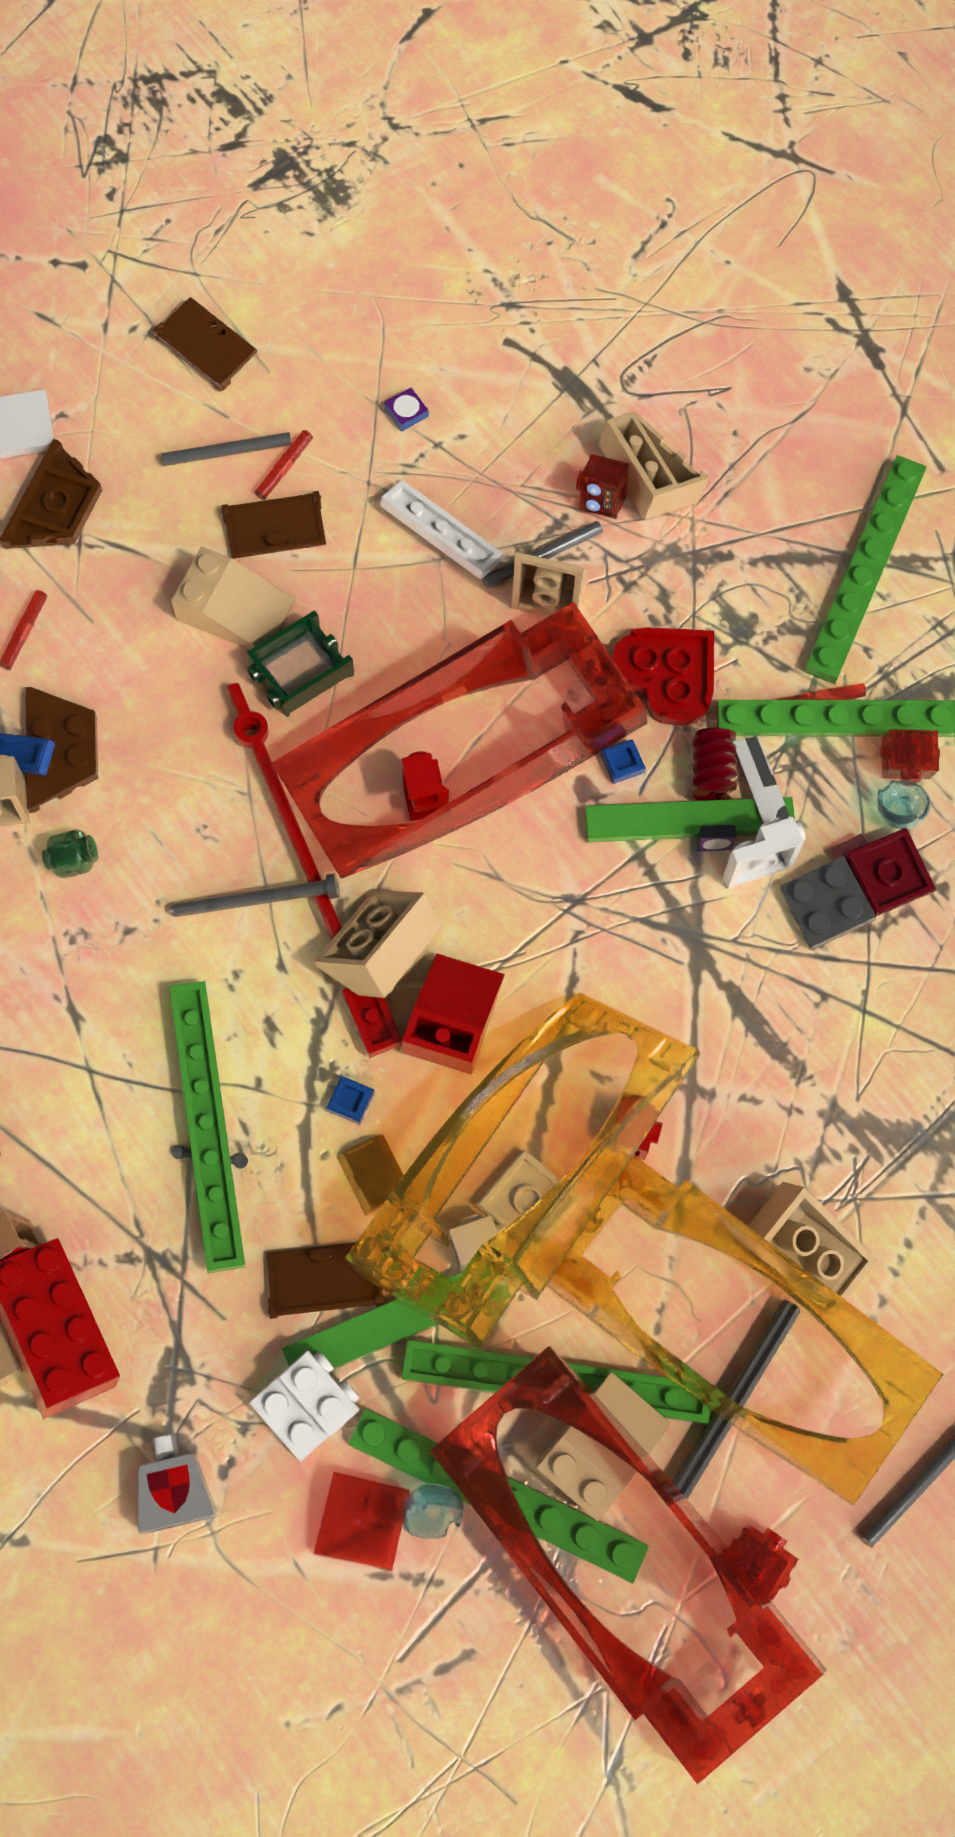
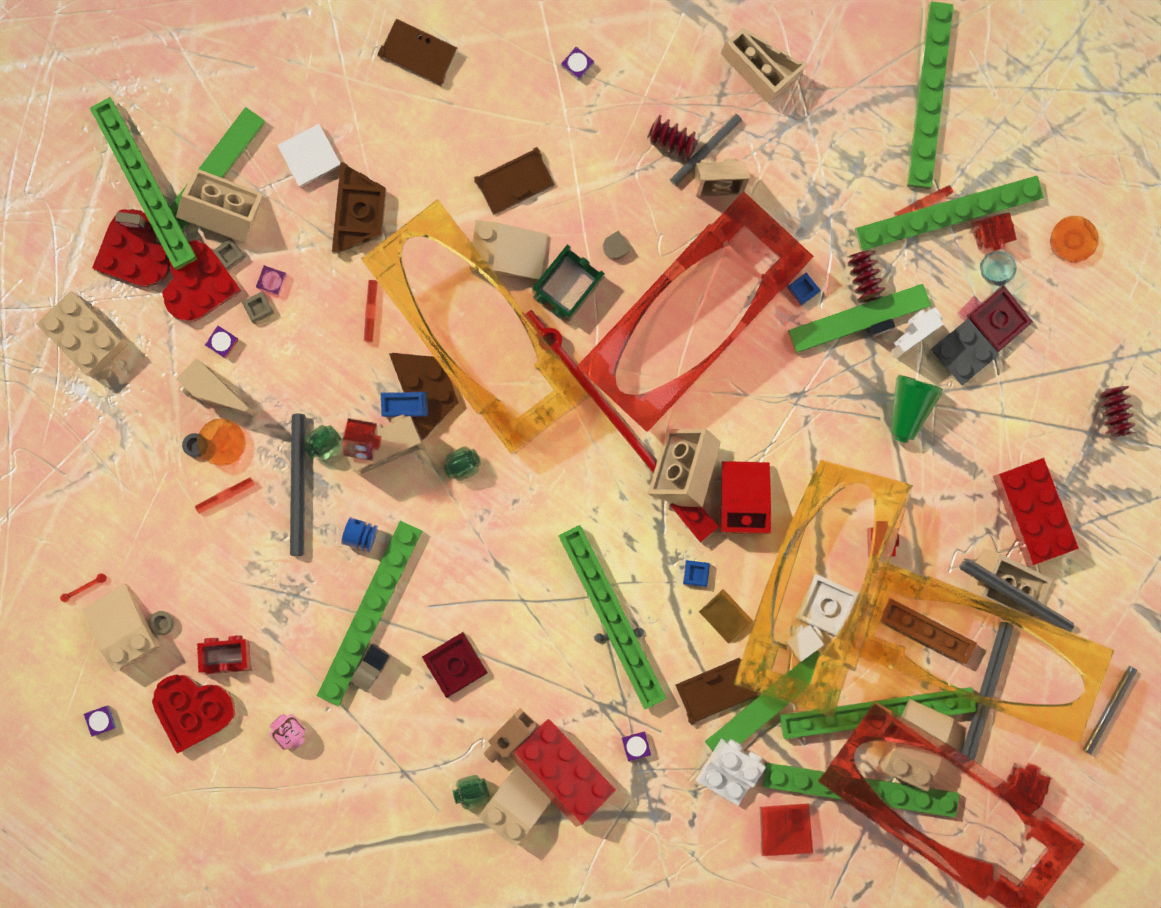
camera: 15 degrees left, 15 degrees up
(156, 827) = (387, 267): none -> clear yellow windscreen
(172, 1489) = (667, 844): light grey torso -> none
(178, 1325) = (636, 746): none -> tile
(226, 449) = (462, 131): dark grey bar -> none
(283, 465) = (505, 132): clear red piece -> none
(329, 886) = (640, 438): flat silver bar -> none
(381, 639) = (615, 246): none -> dark tan tile
(422, 785) = (680, 351): red window -> none
(432, 1510) = (824, 811): clear light blue hair -> none
(441, 529) = (631, 153): white plate -> none
(500, 524) = (673, 137): none -> dark red piece
(603, 486) = (734, 89): clear red head -> none
(667, 1280) = (928, 631): none -> dark orange plate
(671, 670) = (818, 213): red plate -> none
(731, 951) = (912, 406): none -> green cone
(761, 779) = (899, 276): white sticker -> none
(802, 1244) = (1015, 595): none -> dark grey axle
(874, 1151) = (1035, 512): none -> red brick

